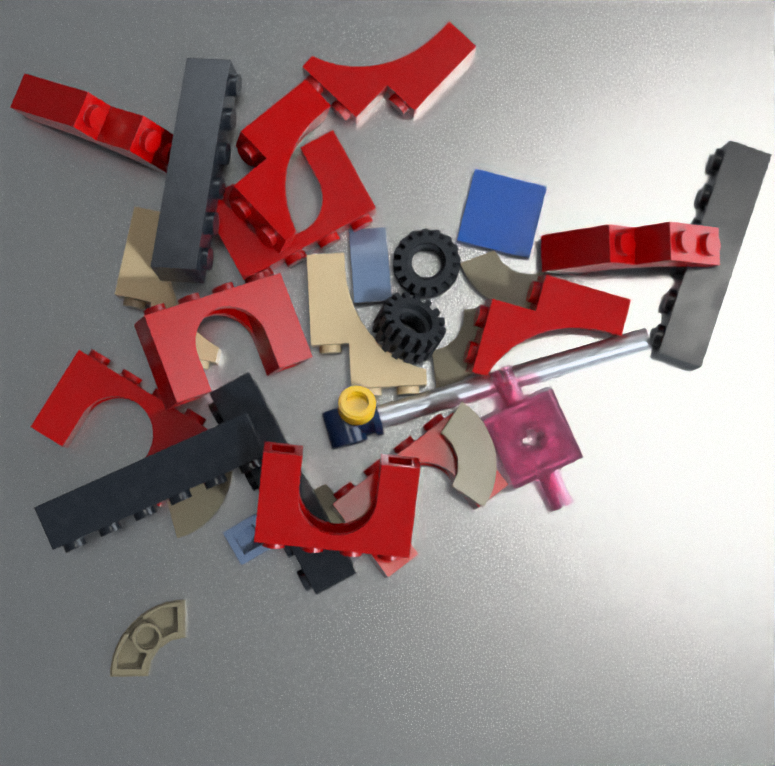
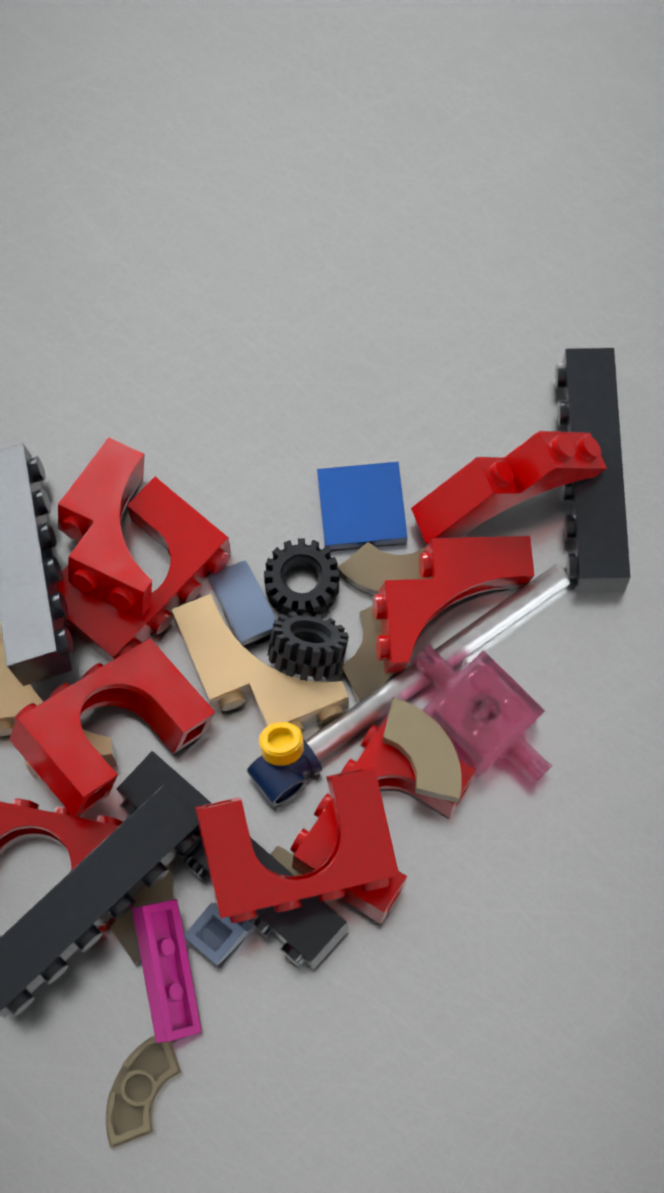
camera: 15 degrees left, 15 degrees down
(200, 555) = (166, 971): none -> dark pink plate
(408, 80) = (214, 407): red arch -> none

